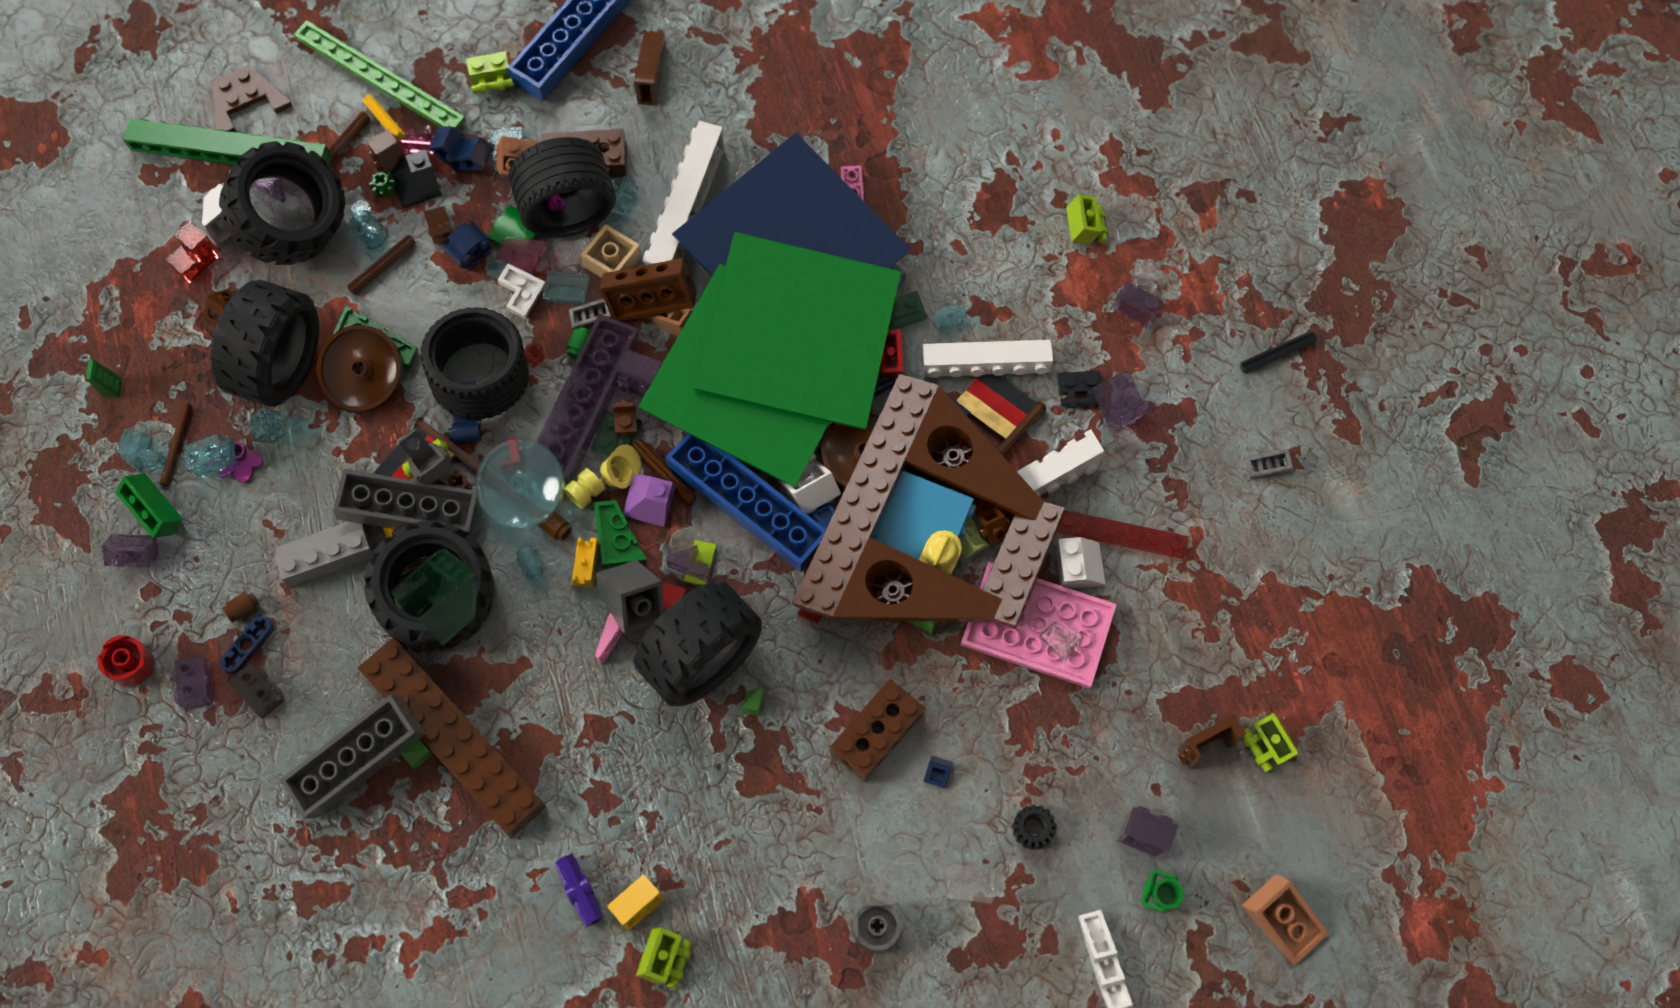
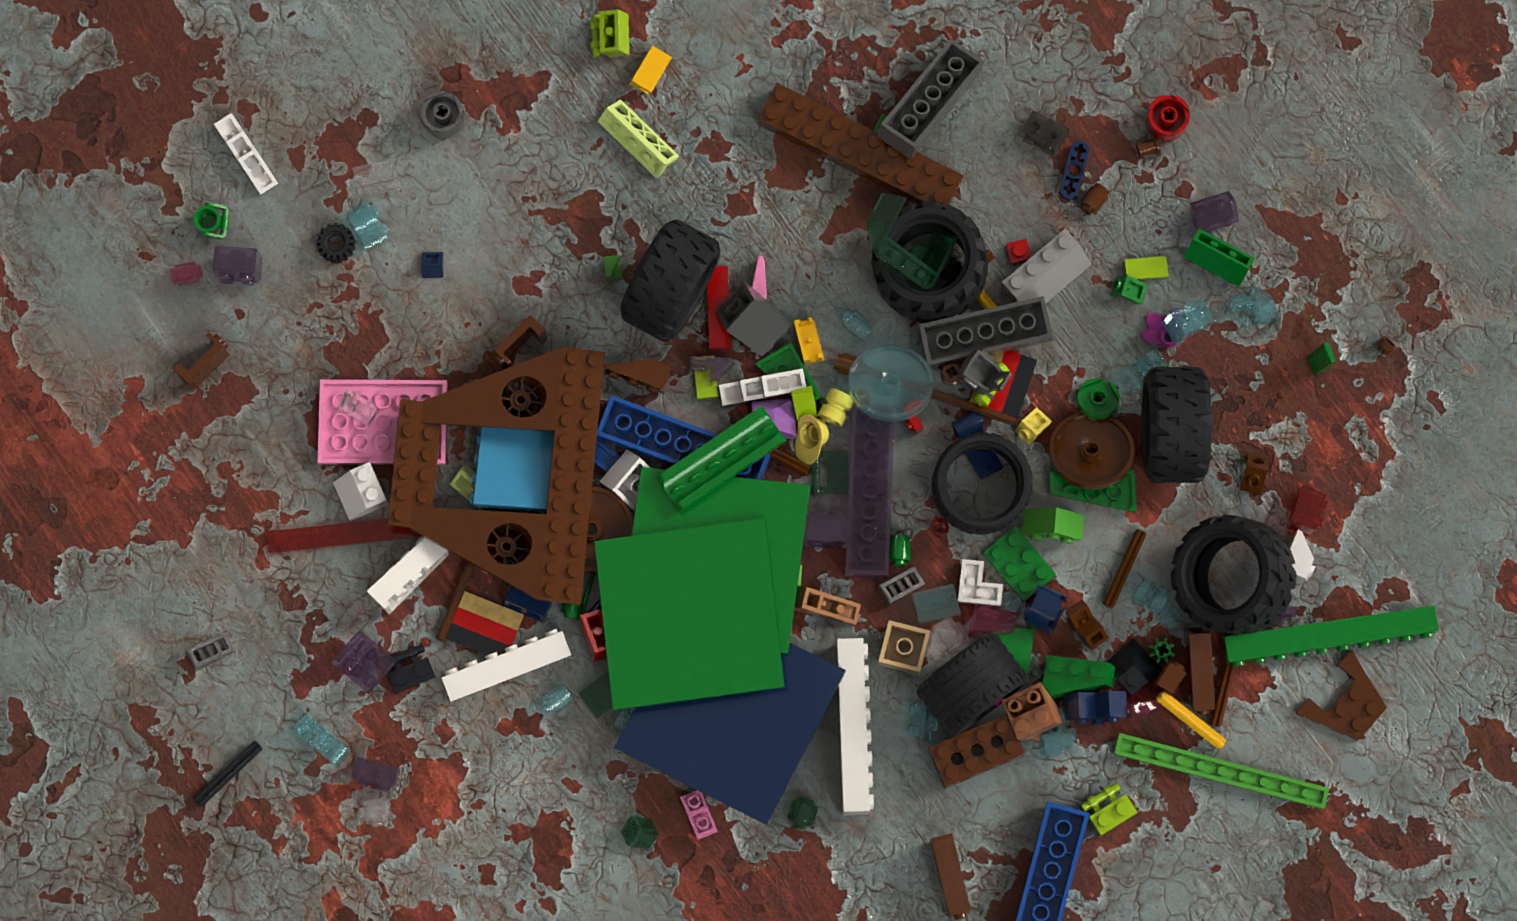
camera: 165 degrees right, 10 degrees up
(40, 377) = (1385, 344): none -> reddish brown hinge
(161, 641) = (1148, 147): none -> reddish brown bush
(175, 444) = (1229, 327): reddish brown bar -> none
(192, 683) = (1103, 121): clear purple brick -> none
(225, 525) = (1147, 268): none -> lime tile
(252, 509) = (1129, 289): none -> green bracket
(340, 583) = (1018, 251): none -> red plate
(341, 422) = (1098, 410): none -> green plate
(352, 158) = (1200, 669): none -> reddish brown slope
(404, 412) = (1032, 426): none -> light yellow bracket
(422, 311) = (1053, 525): none -> bright green brick
(467, 181) = (1076, 675): none -> green wedge
(473, 289) = (1019, 564): none -> green plate
(579, 890) = (701, 64): dark purple piece -> none
(613, 497) = (804, 402): none -> lime tile
(625, 418) = (823, 484): reddish brown bracket -> none
(646, 531) = (761, 387): none -> white slope
(648, 290) = (849, 613): reddish brown brick -> none
(679, 829) = (635, 139): none -> yellowish green fence
(714, 459) = (721, 459): none -> green plate
(756, 153) = (802, 813): none -> clear green head
(758, 585) = (646, 372): none -> reddish brown slope
(873, 715) = (503, 289): reddish brown brick -> none
(876, 655) = (516, 339): none -> reddish brown panel
(911, 185) = (639, 832): none -> clear green panel
(942, 551) = (488, 447): light yellow piece -> none
(993, 525) = (449, 495): reddish brown brick -> none
(994, 832) = (368, 226): none -> clear light blue brick
(1086, 220) = (451, 849): lime brick -> none
(1182, 351) = (321, 740): none -> clear light blue beam
(1203, 847) = (186, 273): none -> clear pink brick
(1275, 738) = (148, 383): lime brick -> none
(1285, 918) = (103, 237): nougat slope -> none

